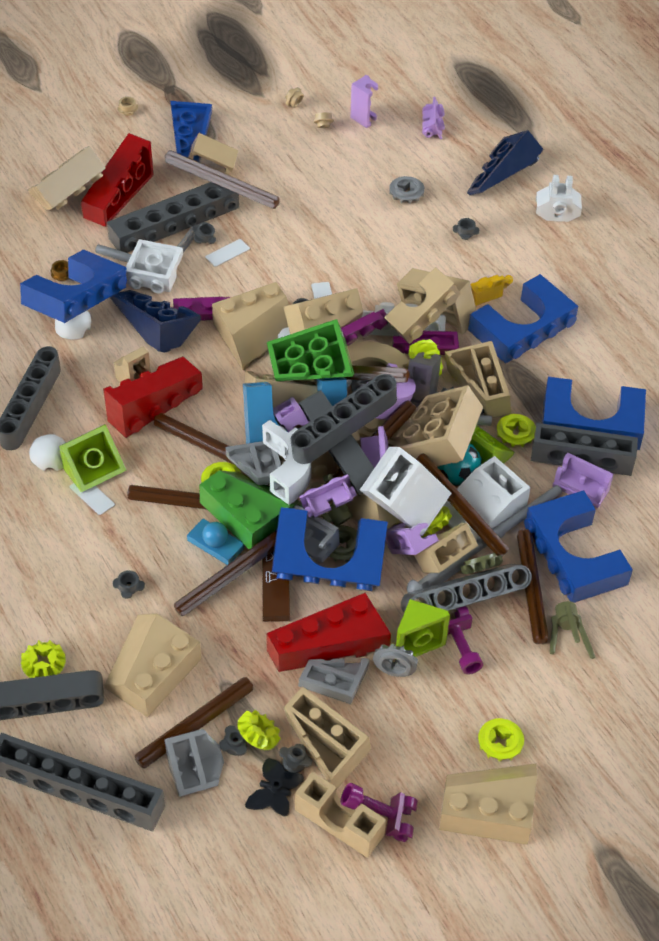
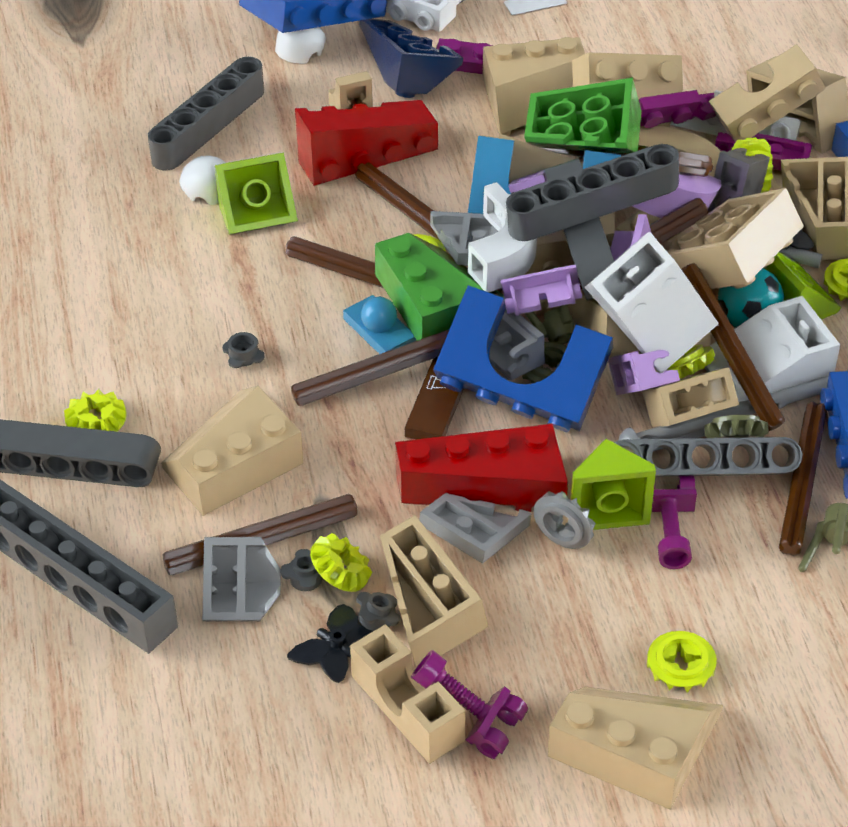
camera: 20 degrees right, 5 degrees down
(94, 498) = (243, 246): white sticker -> none

